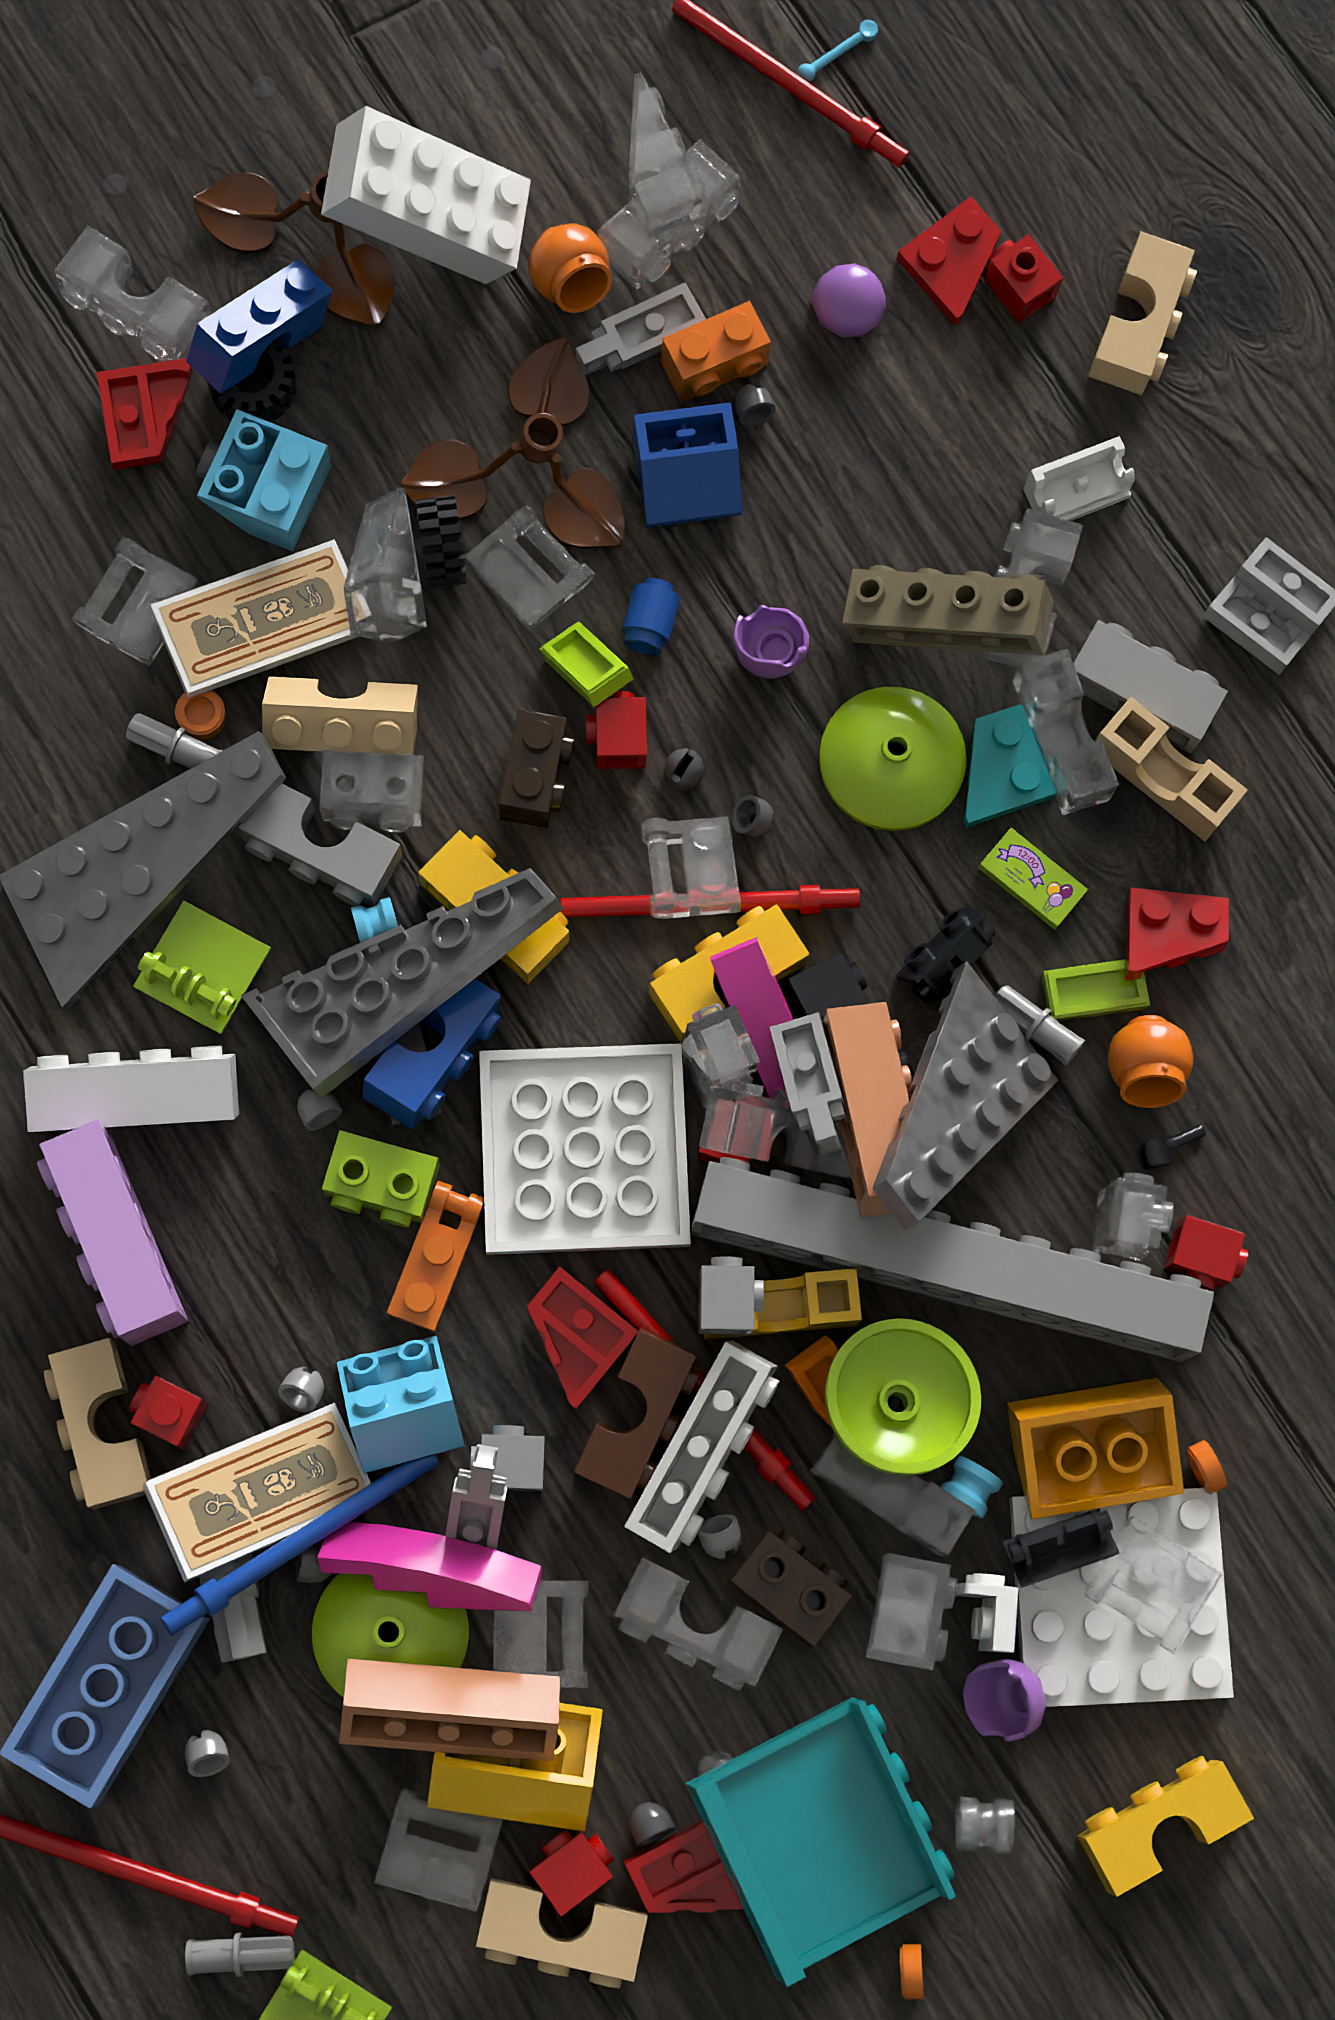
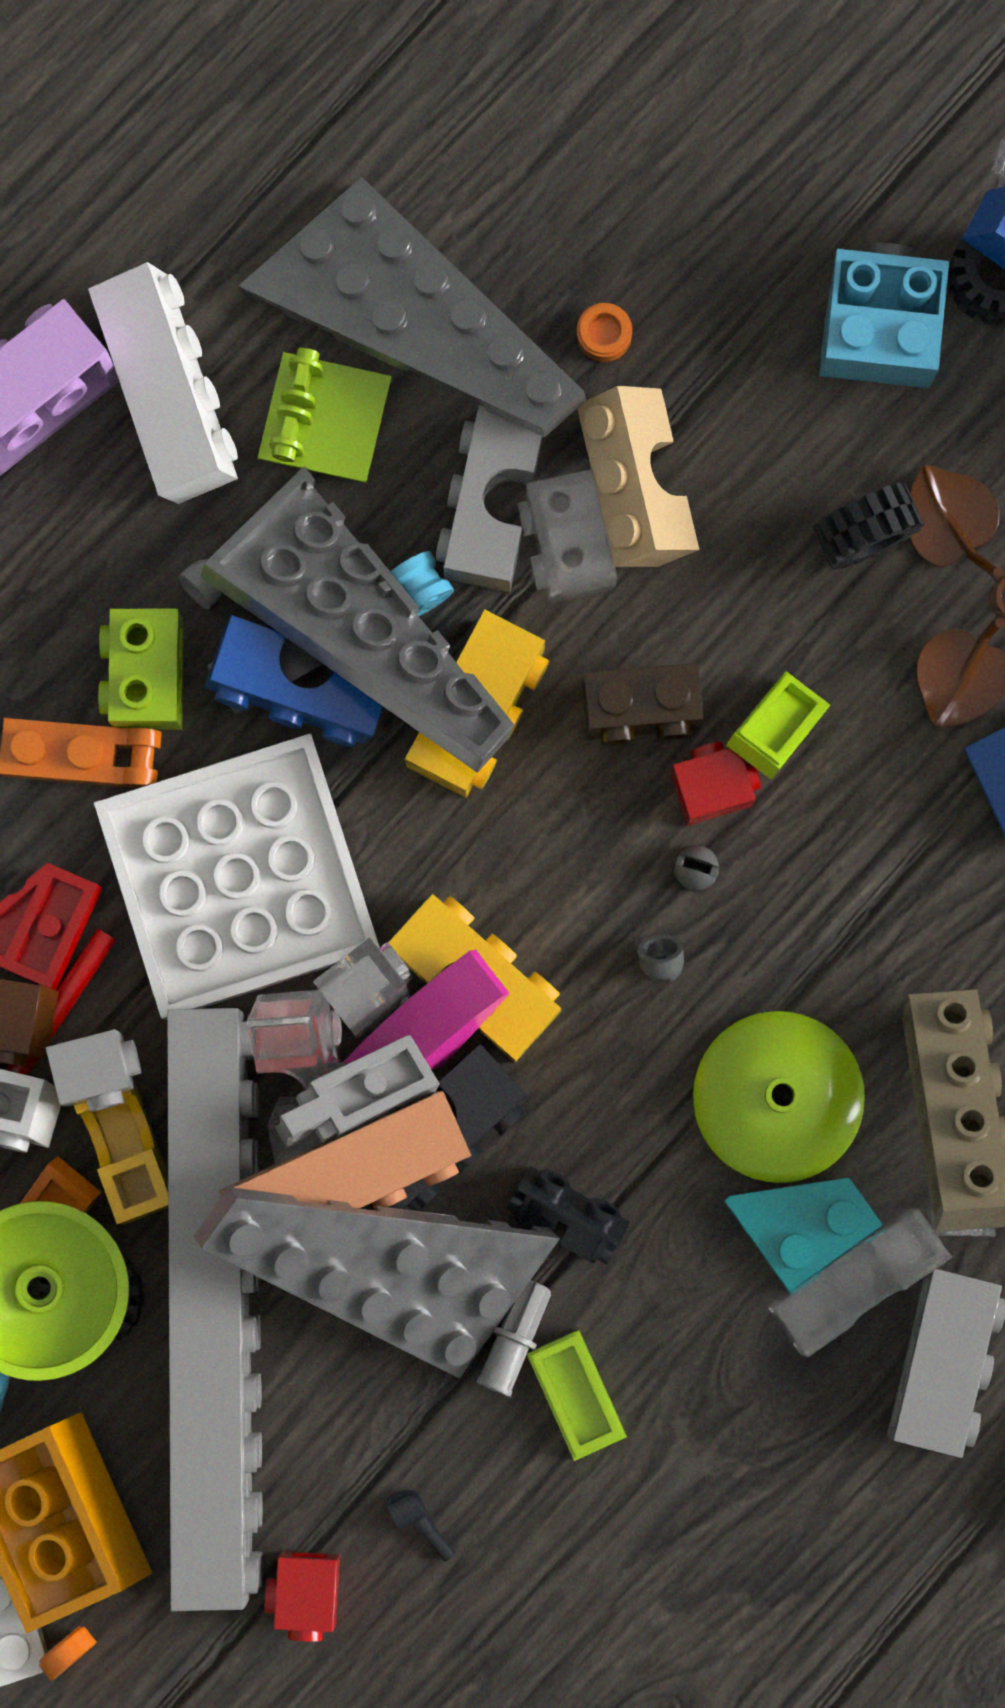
camera: 85 degrees right, 5 degrees up
(134, 627) = (705, 244): clear plate -> none
(142, 409) = (924, 165): red wing -> none
(168, 742) = (559, 311): light grey axle -> none
(256, 619) = (726, 362): tile -> none
(383, 573) = (812, 476): clear slope -> none
(518, 578) = (859, 623): clear plate -> none
(650, 616) = (857, 781): blue brick -> none
(707, 867) = (589, 922): clear plate -> none
(770, 642) = (867, 921): medium lavender hair -> none
(807, 900) = (585, 1043): red bar -> none
(1032, 878) = (683, 1291): lime tile -> none
(1131, 1217) = (316, 1498): clear brick -> none
(1150, 1062) = (504, 1476): orange piece -> none
(1172, 929) = (669, 1463): red wing -> none
(1189, 791) = (847, 1411): tan arch -> none

